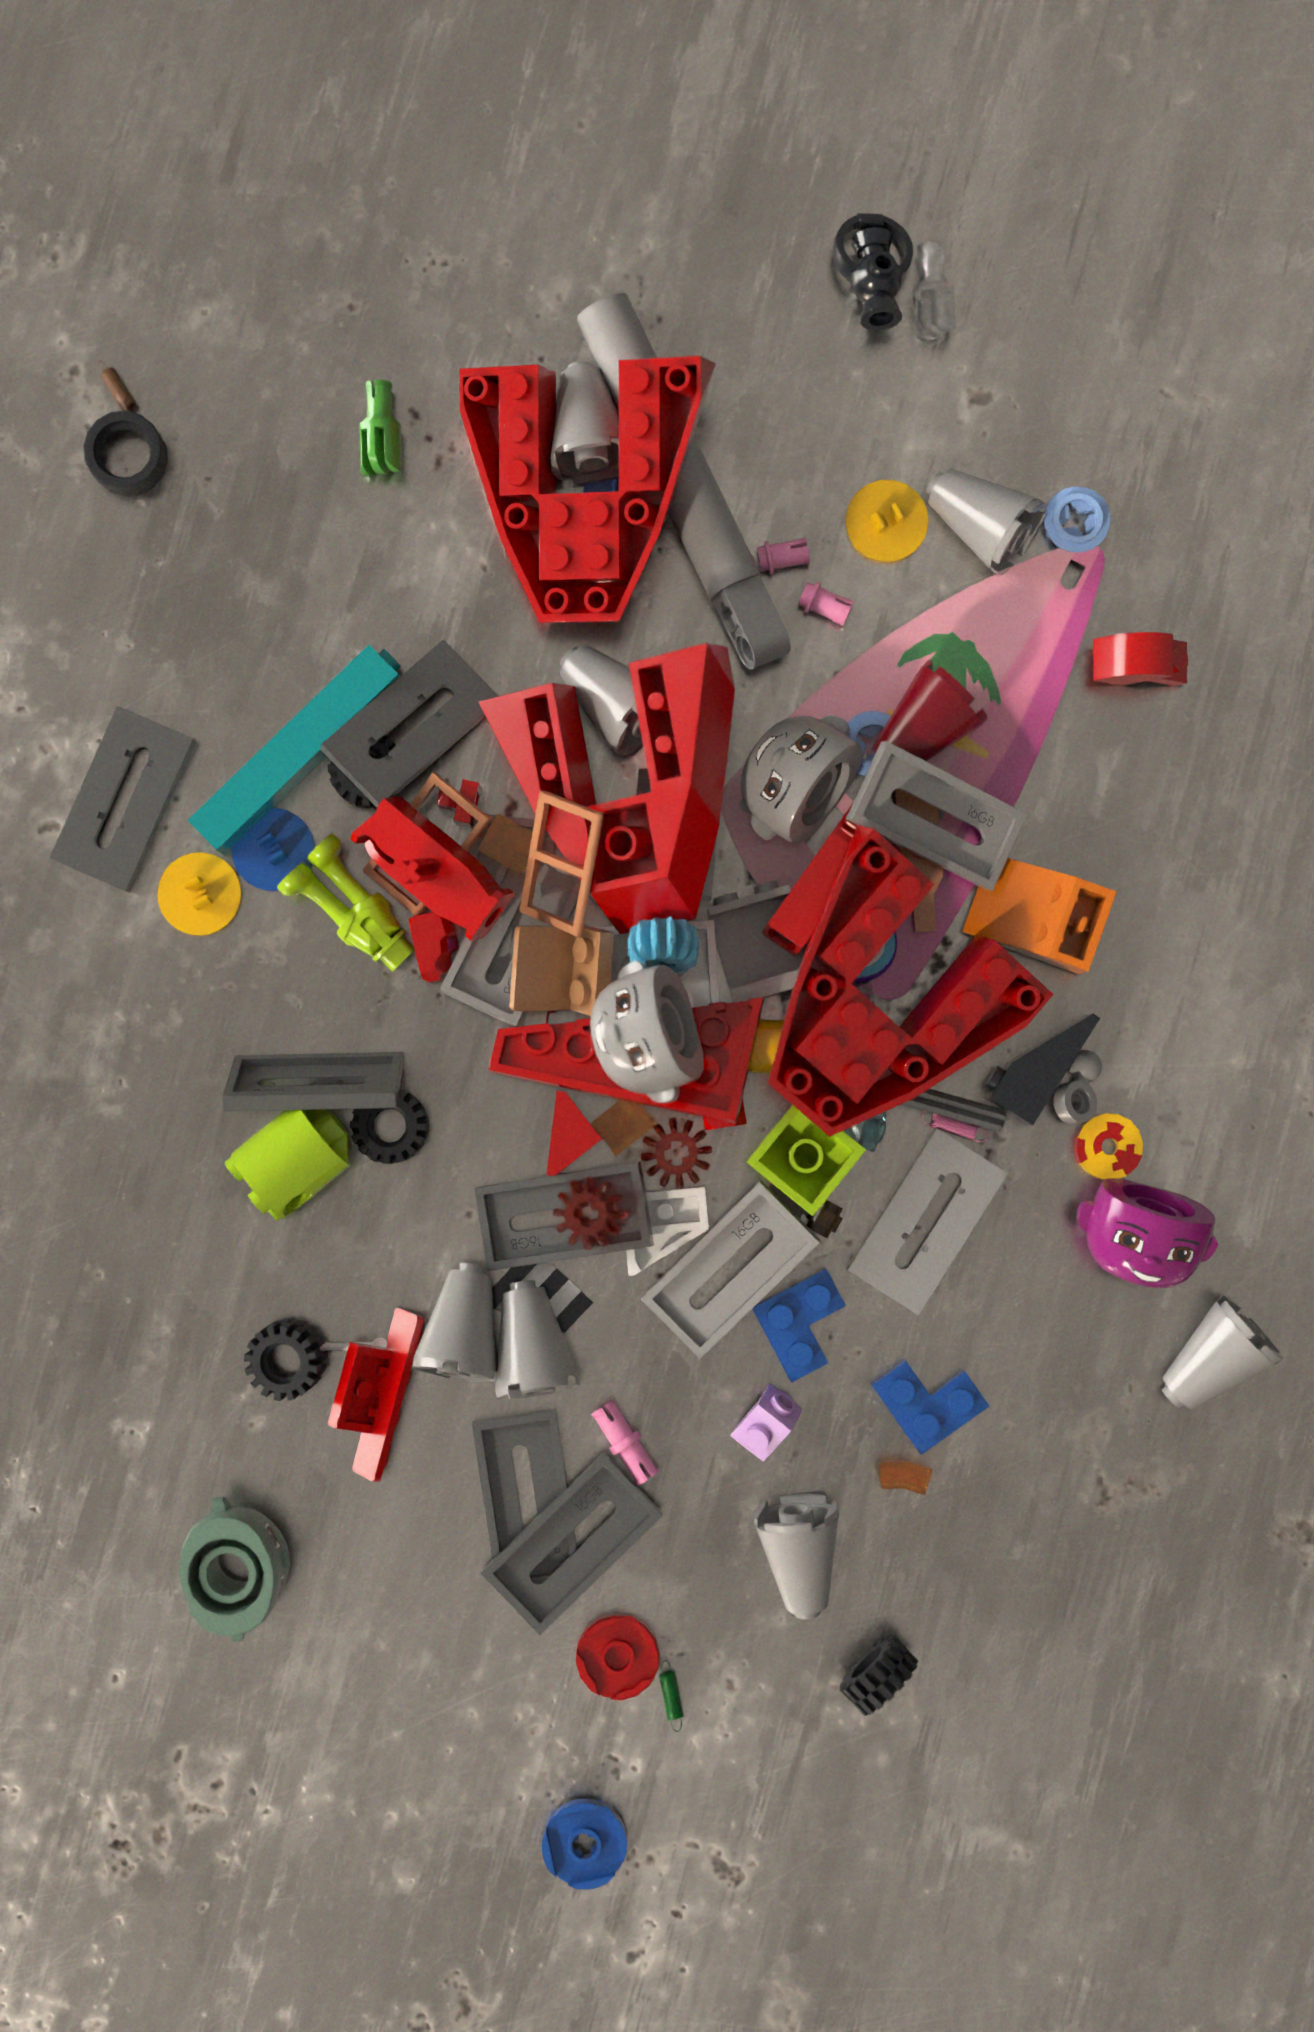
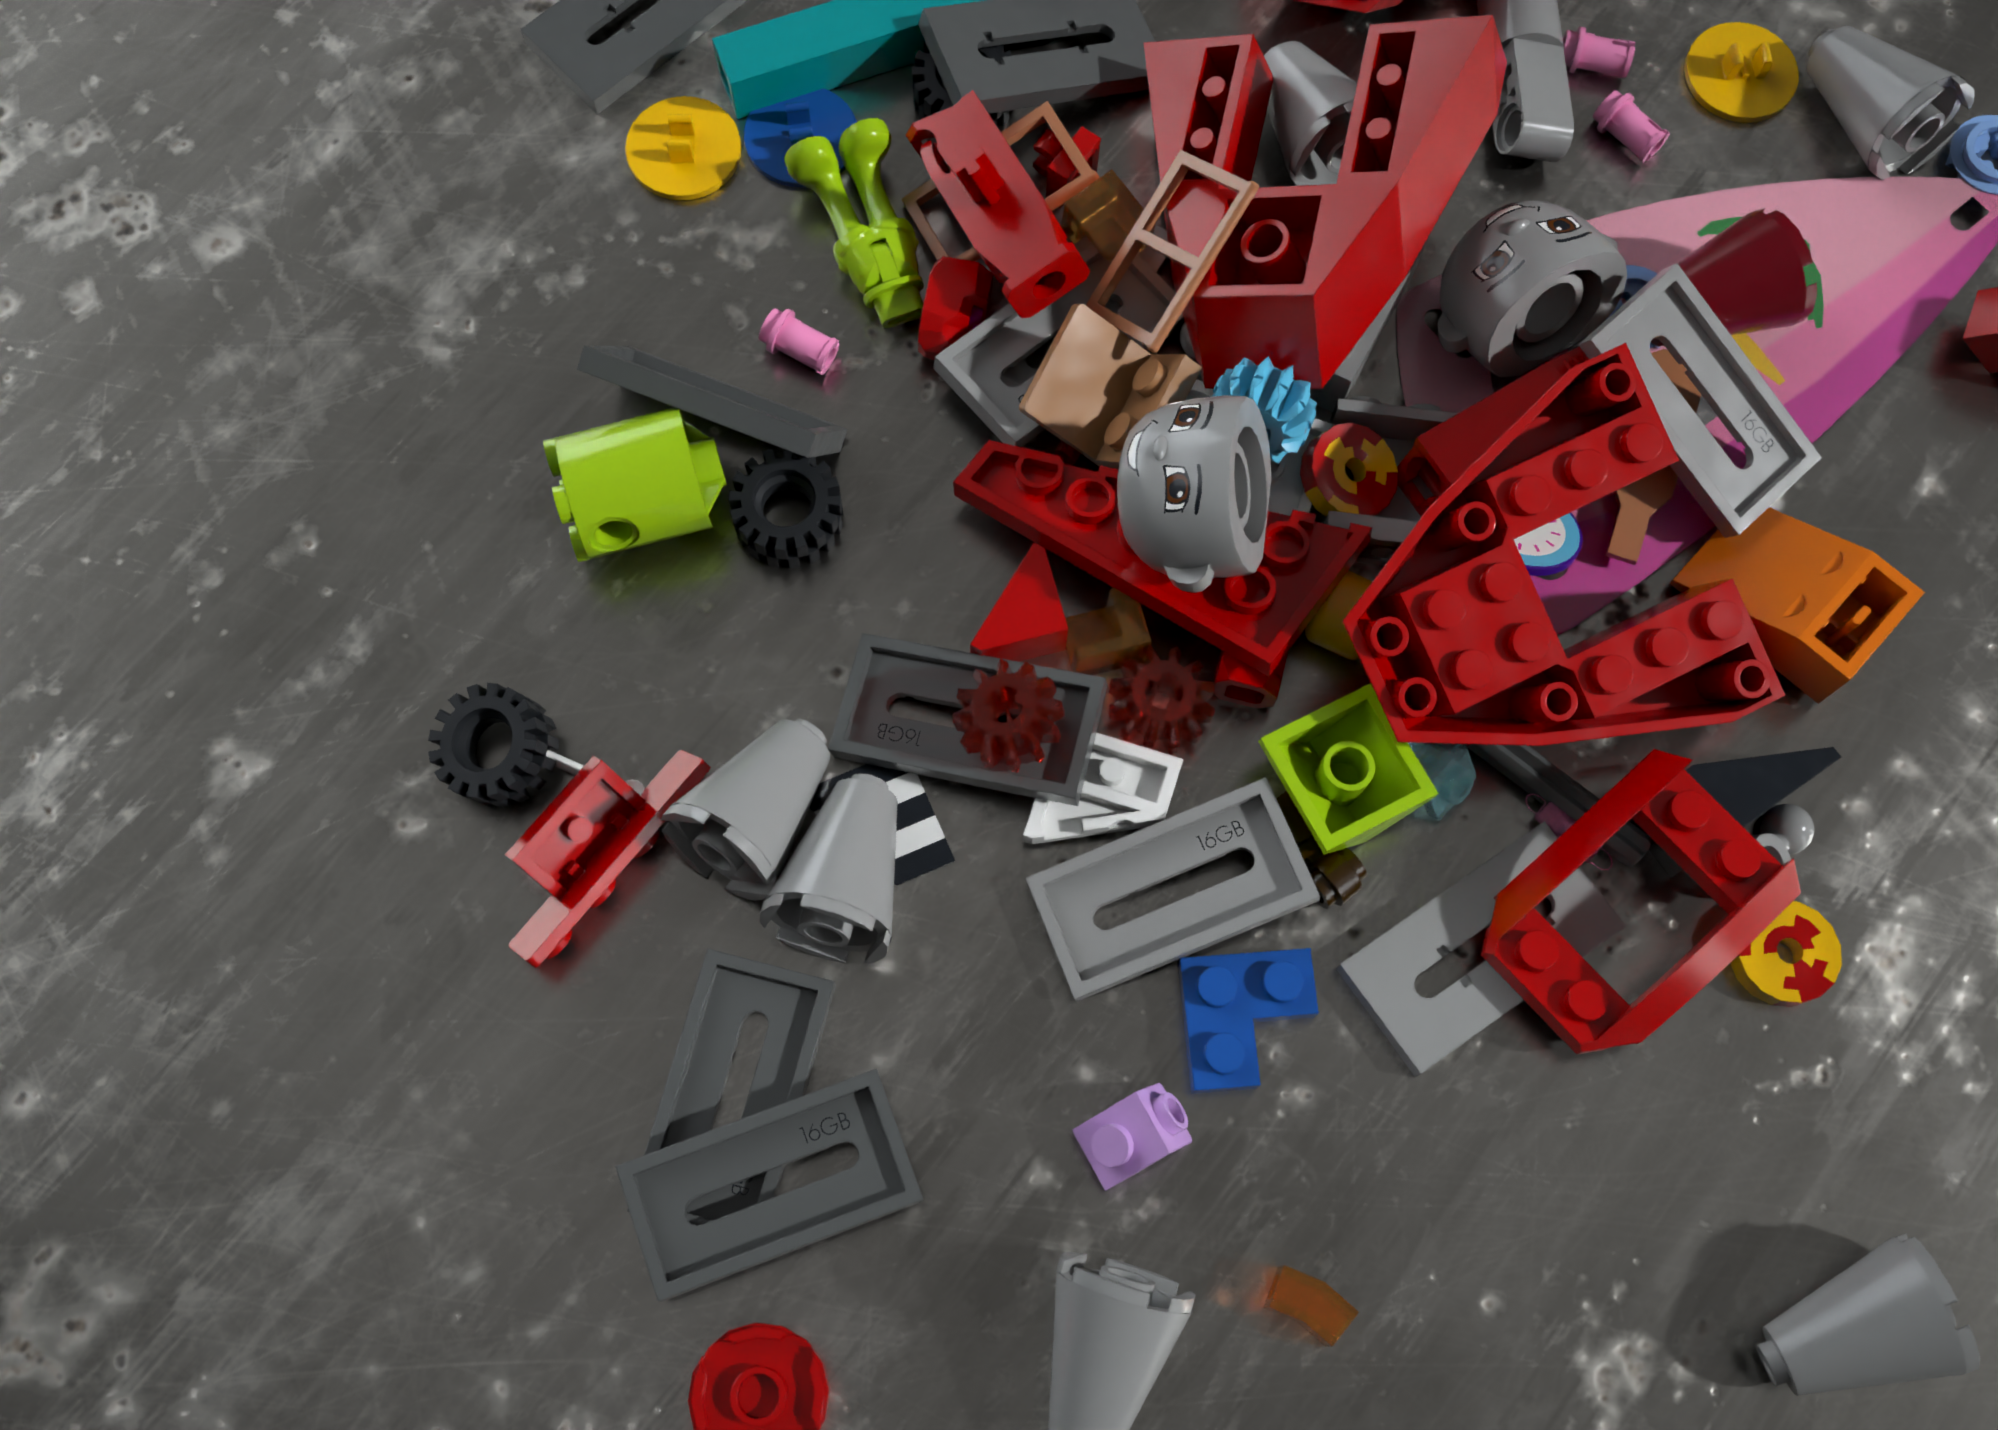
camera: 20 degrees right, 15 degrees down
(213, 1598) = (212, 1011): sand green piece -> none
(343, 1006) = (801, 342): none -> bright pink pin
(625, 1442) = (914, 1072): bright pink pin -> none
(716, 954) = (1366, 457): none -> piece
(928, 1416) = (1372, 1229): blue plate -> none
(1033, 1113) = (1701, 841): none -> red wedge
(1147, 1233) = (1814, 1091): magenta piece -> none

